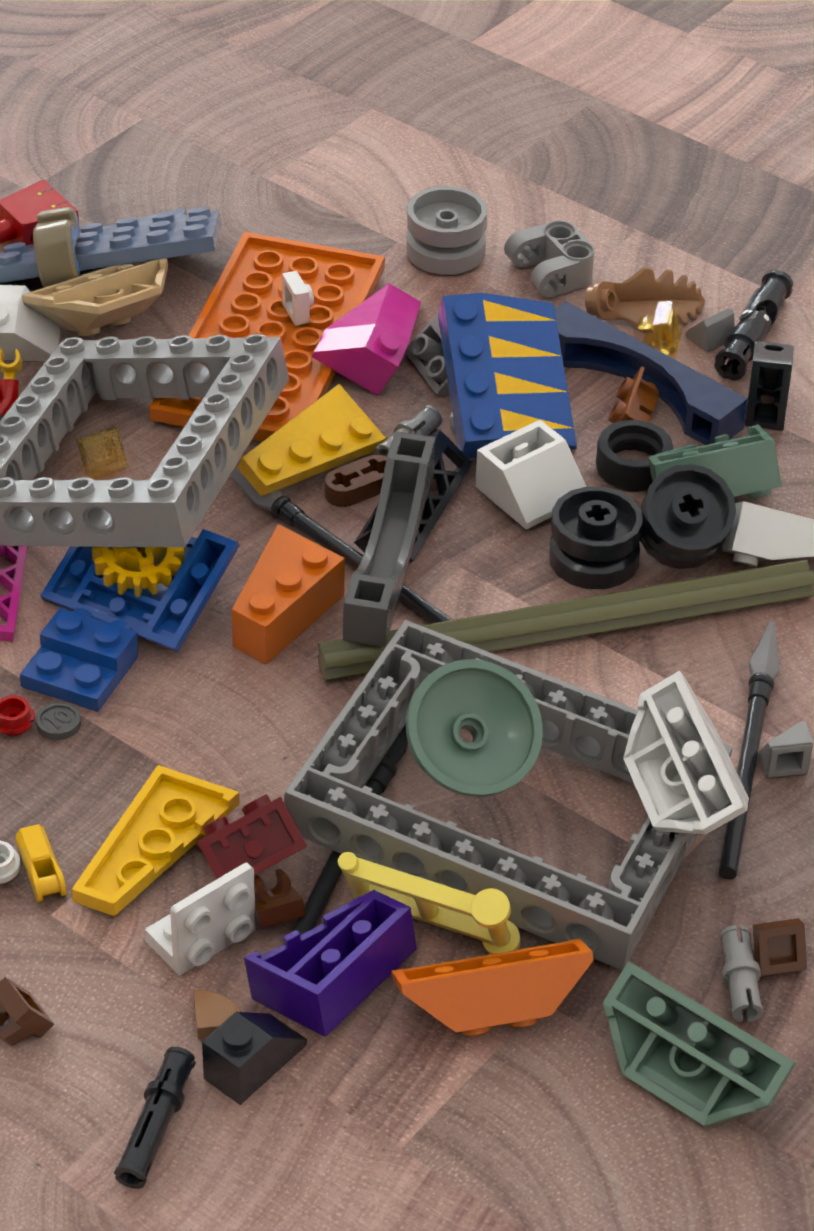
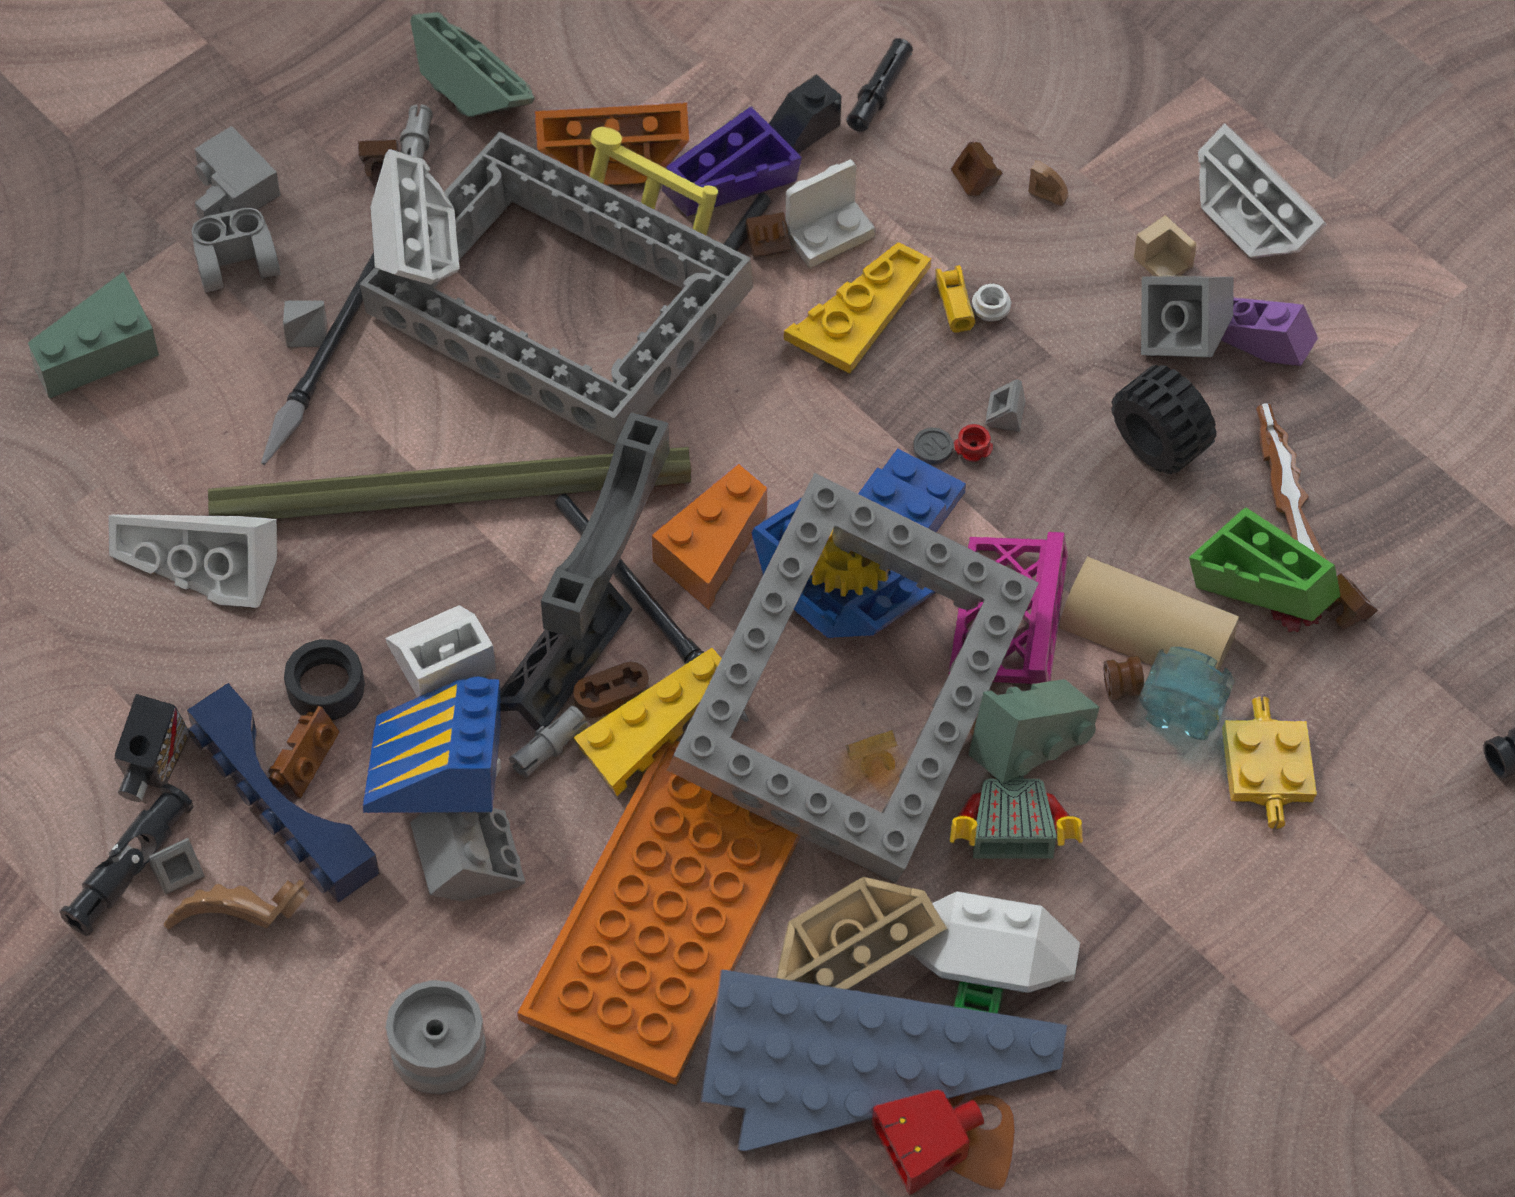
camera: 170 degrees left, 15 degrees up
(55, 245) = (901, 1012): dark tan animal -> none
(211, 1011) = (822, 155): medium nougat tile -> none
(259, 838) = (786, 269): dark red bracket -> none
(296, 297) = (634, 915): white plate -> none
(370, 338) = (557, 865): dark pink wedge -> none
(493, 709) = (585, 264): sand green dish -> none
(561, 253) = (316, 965): light grey piece -> none
(595, 537) = (400, 561): black wheel -> none
(665, 327) = (233, 861): clear yellow tile -> none
(686, 516) = (309, 550): black wheel -> none
(744, 463) = (250, 623): sand green wedge -> none

